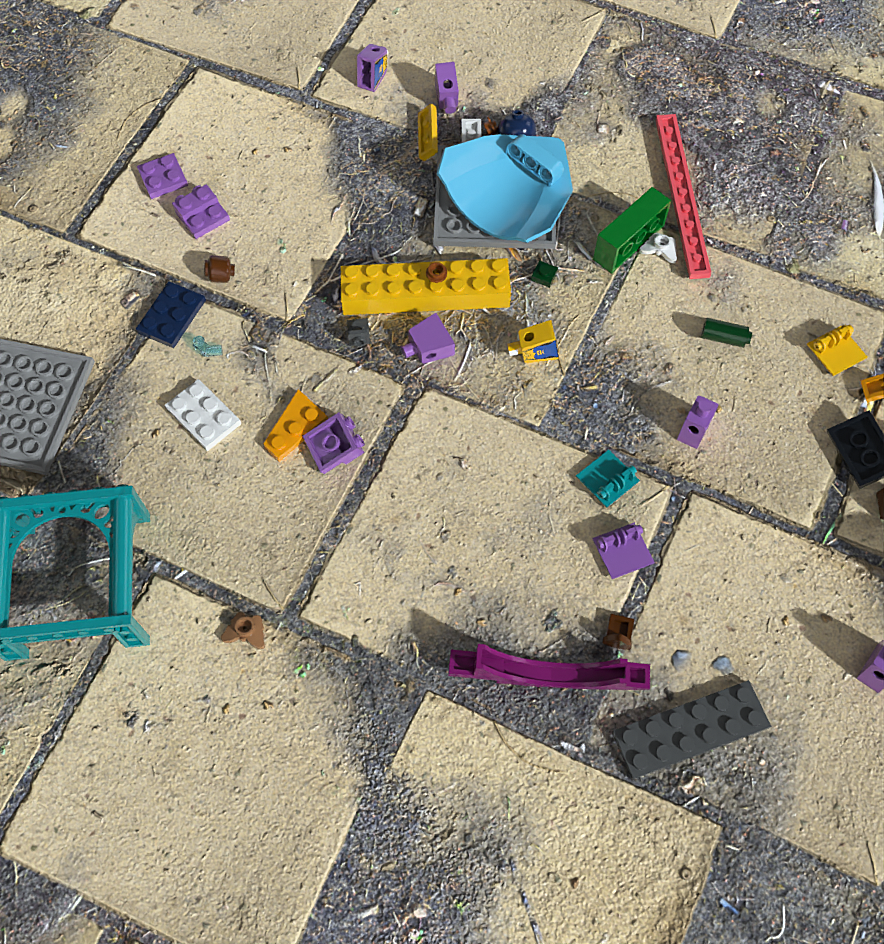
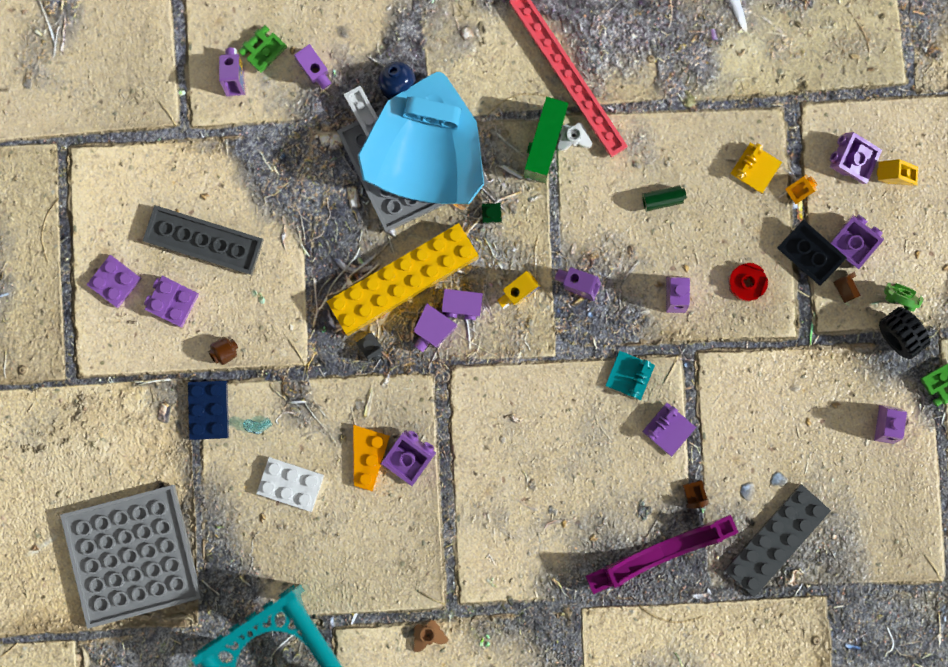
camera: 25 degrees left, 20 degrees up
(263, 178) = (203, 240): none -> dark grey plate
(411, 63) = (266, 51): none -> bright green plate
(427, 132) = (319, 119): yellow plate -> none
(436, 267) = (411, 265): dark orange plate -> none
(471, 332) = (462, 304): none -> medium lavender brick
(491, 127) = (372, 86): dark orange plate -> none
(601, 366) = (586, 286): none -> medium lavender torso
(780, 460) = (752, 292): none -> red plate

